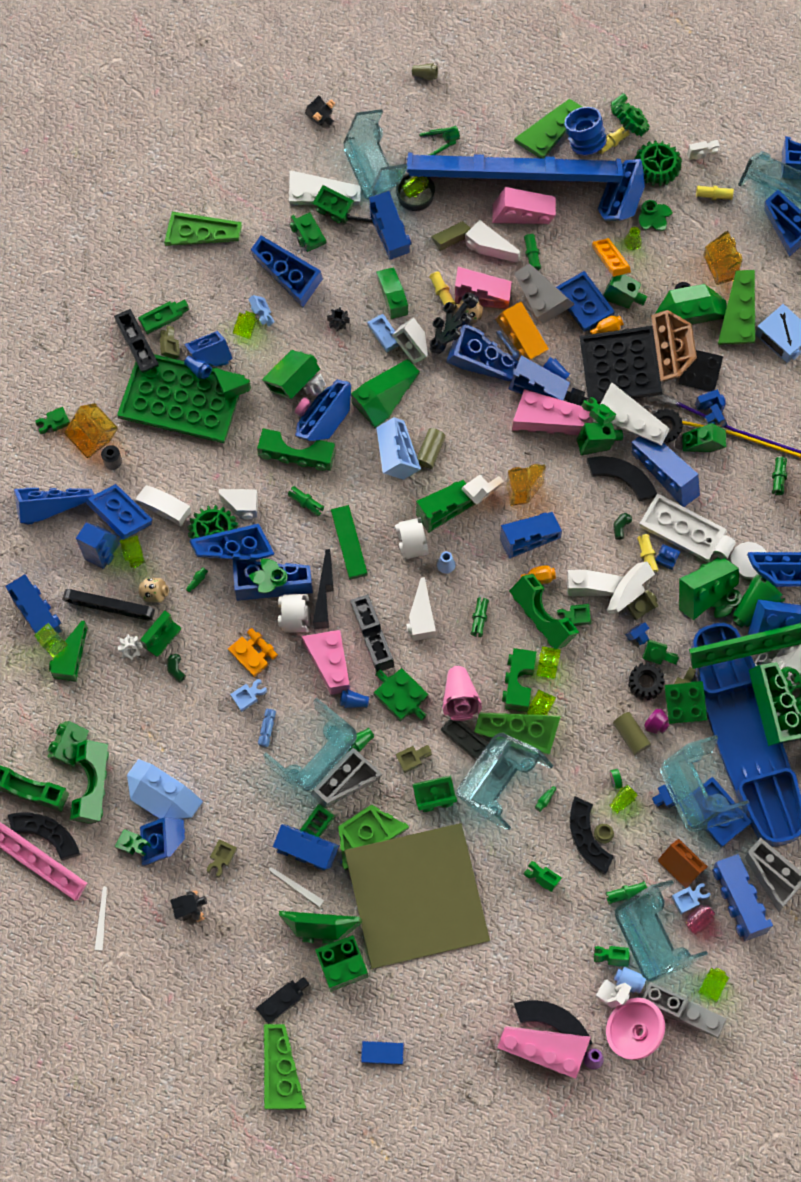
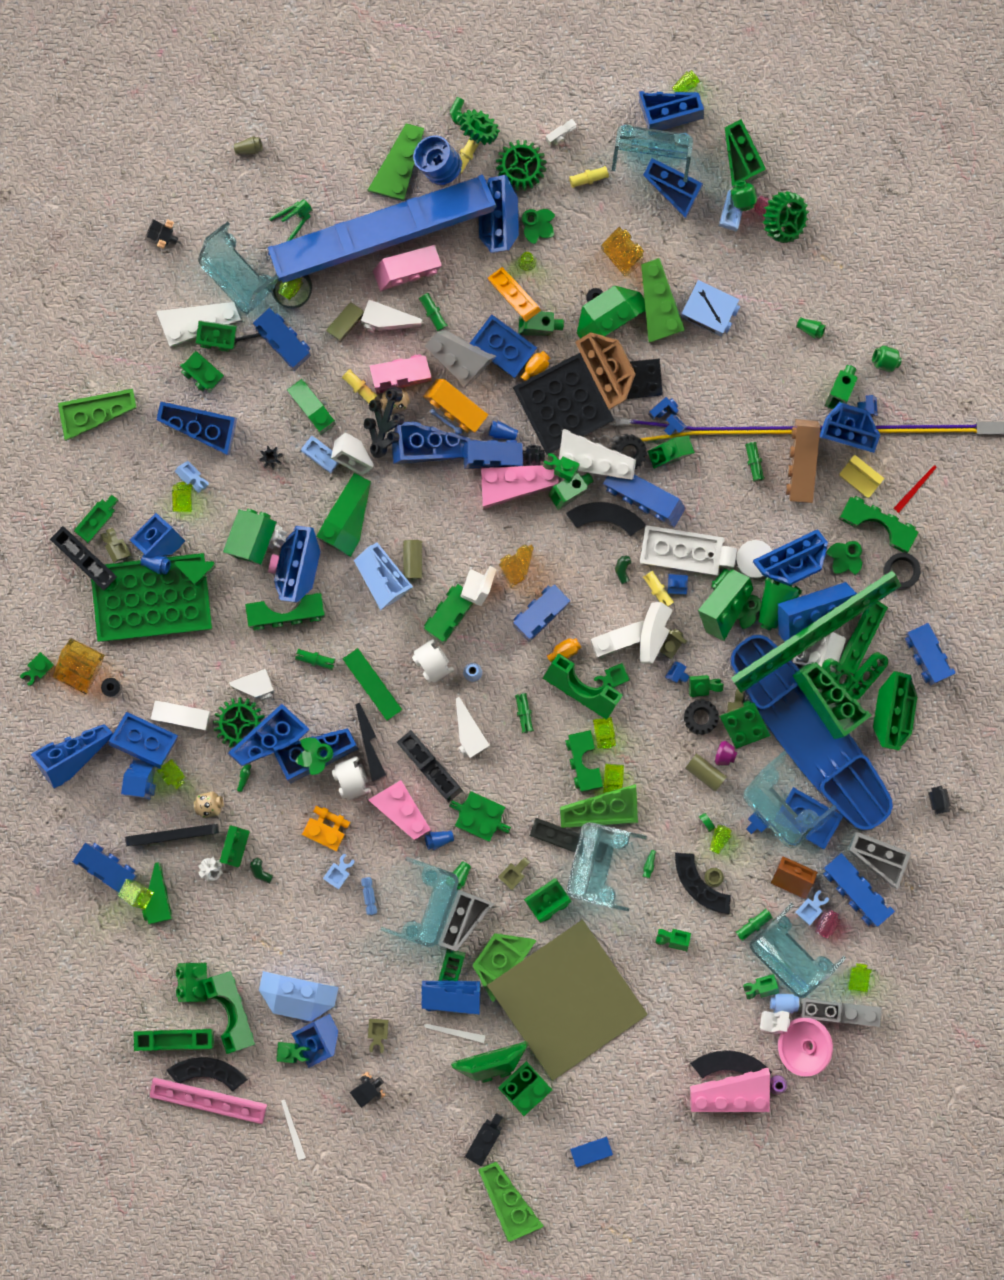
camera: 20 degrees left, 15 degrees up
(460, 696) = (535, 798): bright pink cone -> none

